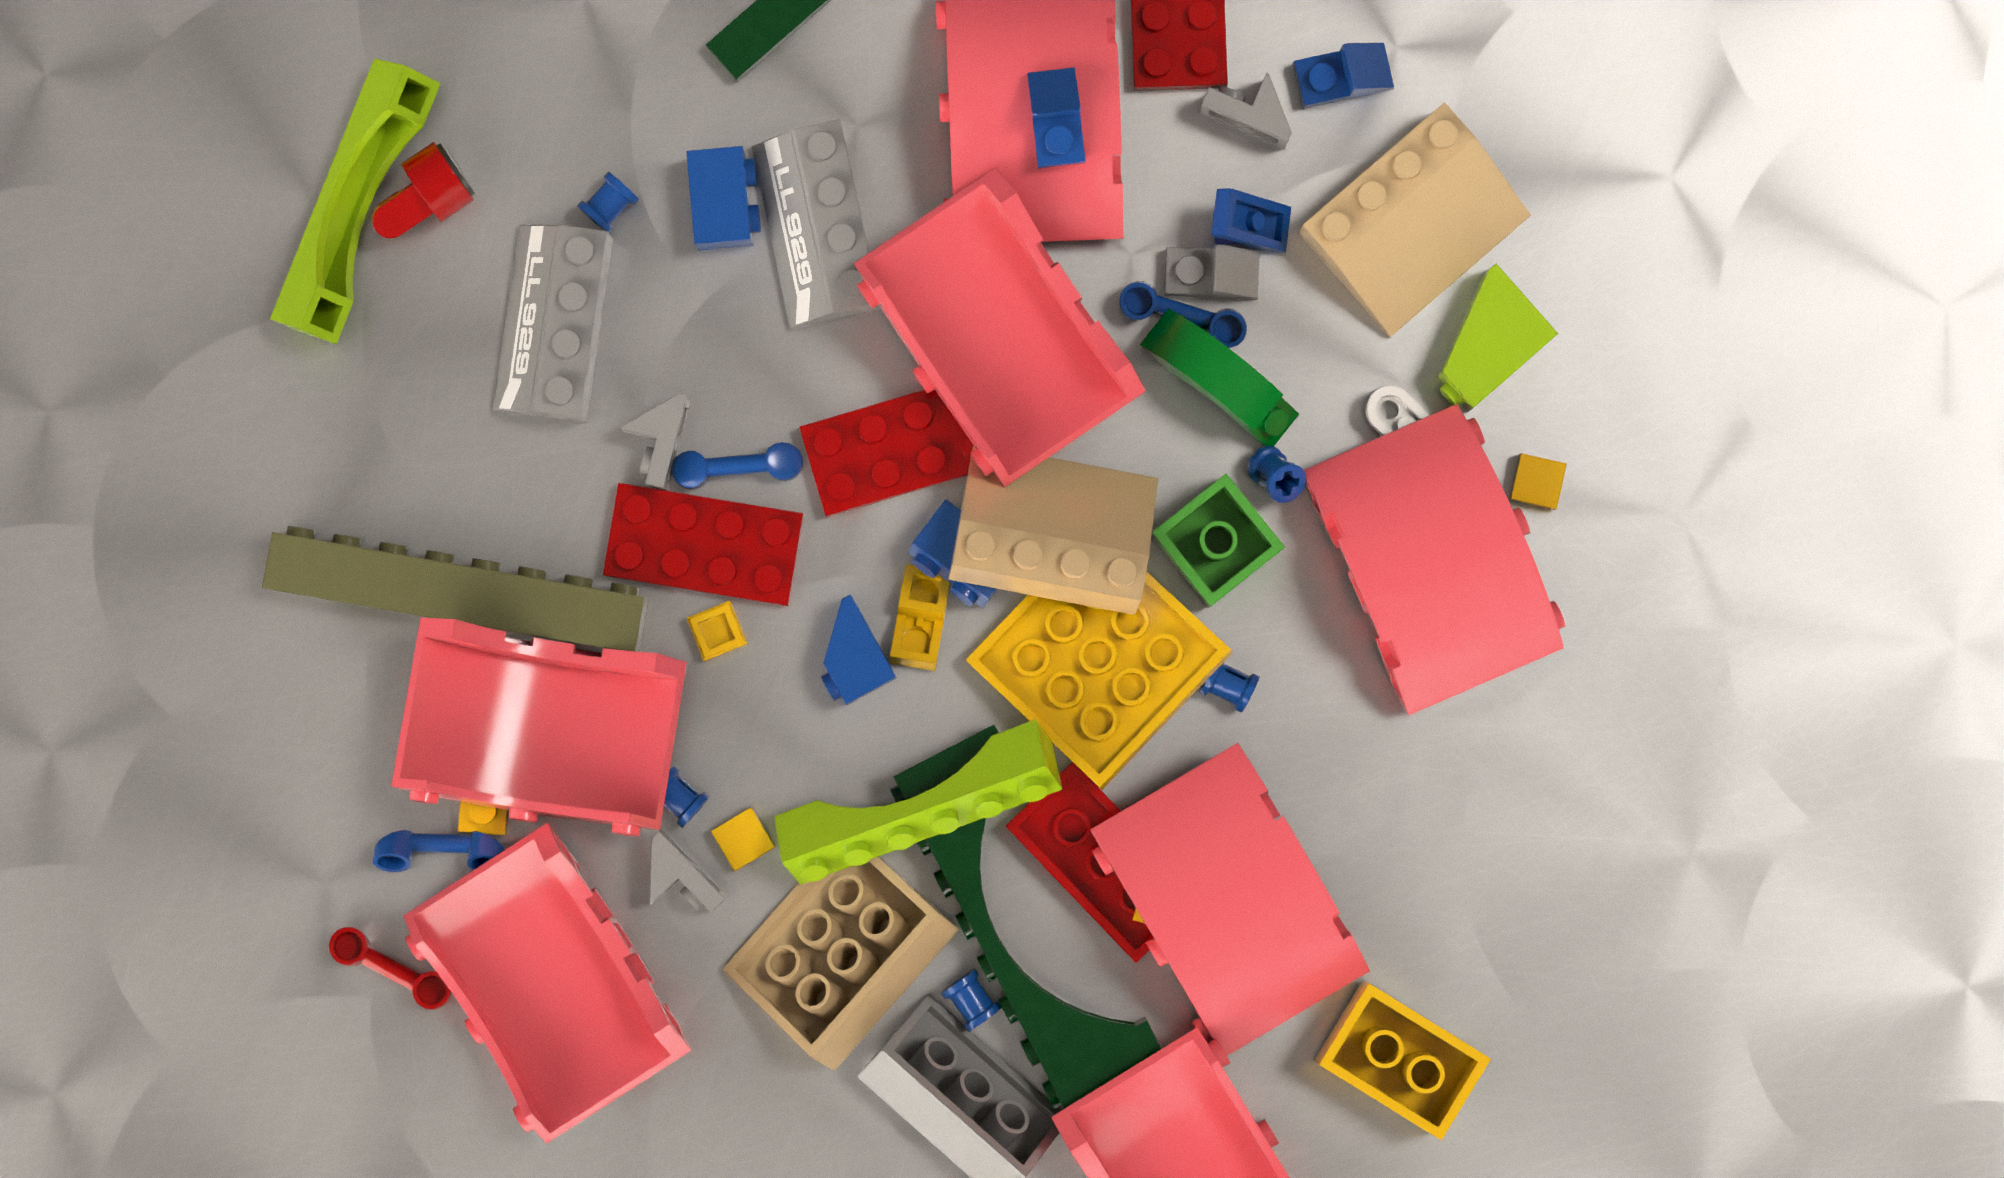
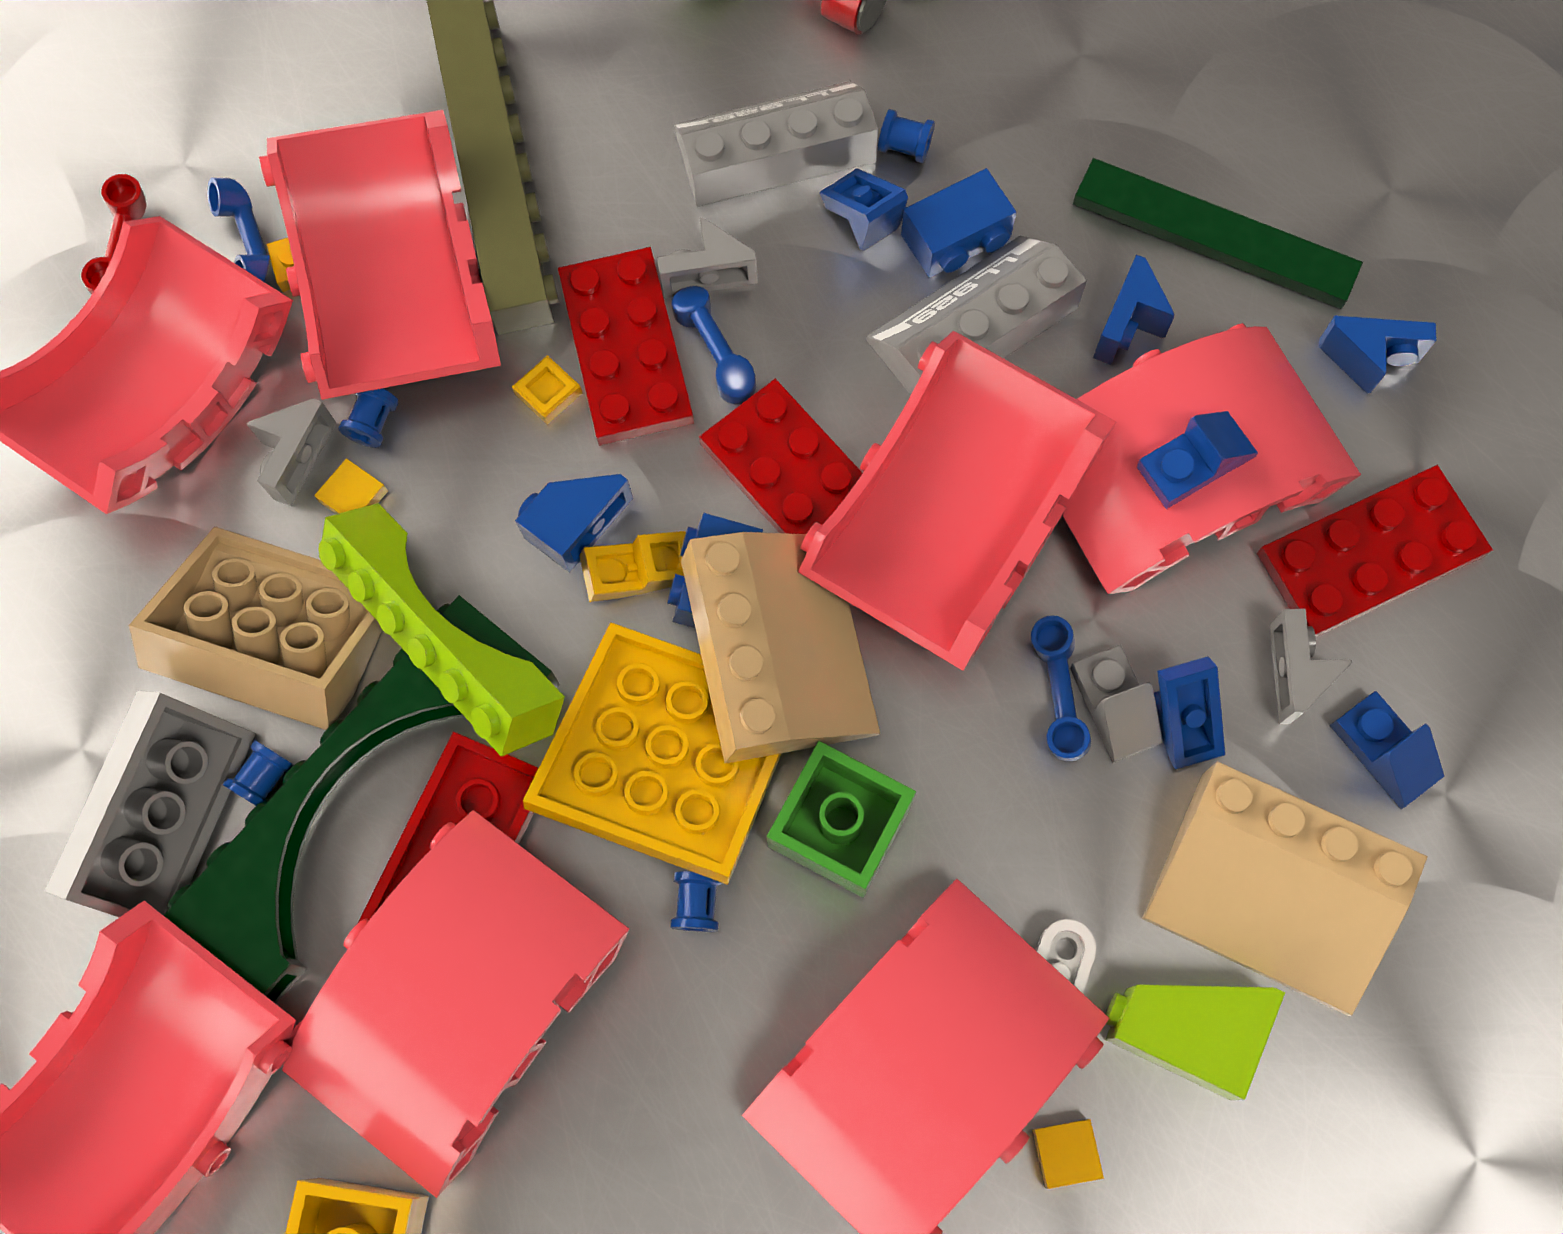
camera: 70 degrees right, 15 degrees down
(662, 273) = (869, 205): none -> blue slope
(866, 79) = (1138, 306): none -> blue slope
(1220, 376) = (1013, 755): green arch -> none
(1281, 478) = (940, 854): blue bush -> none

